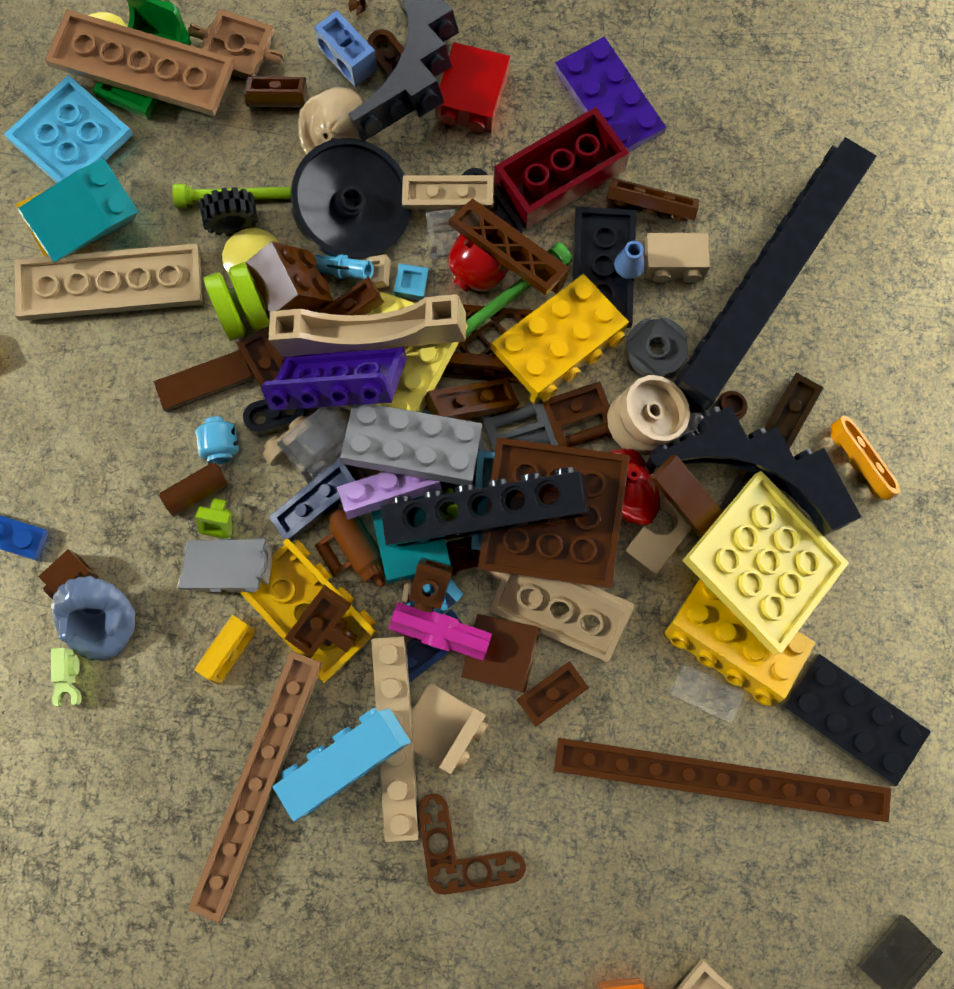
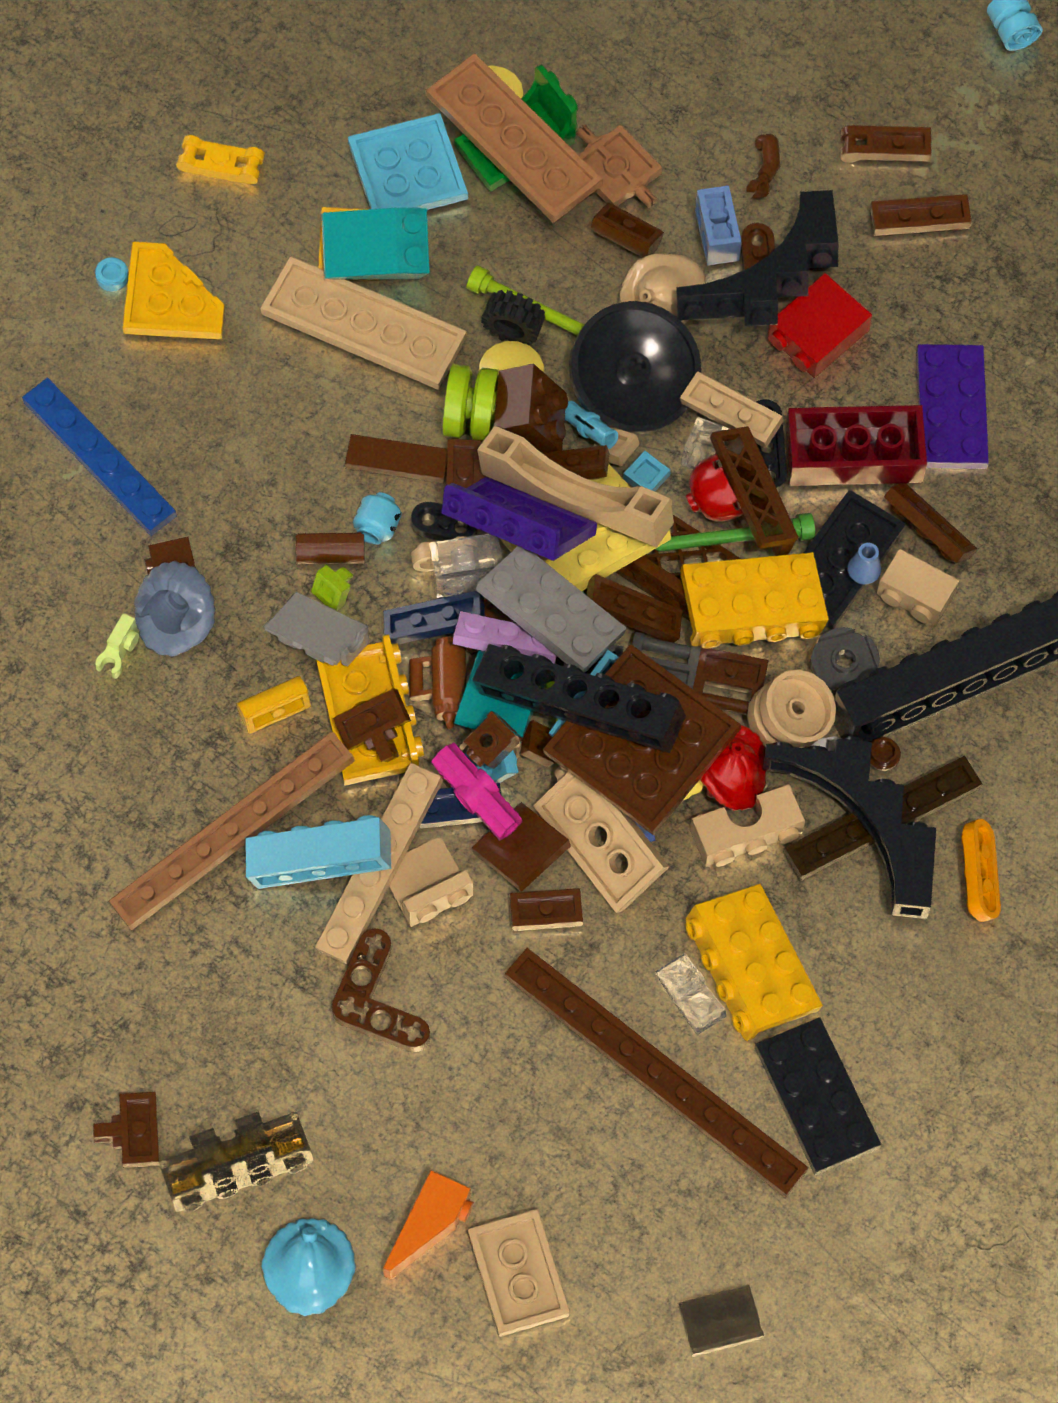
camera: 30 degrees right, 10 degrees down
(686, 495) = (780, 806): reddish brown tile -> none
(766, 562) = (818, 901): light yellow plate -> none

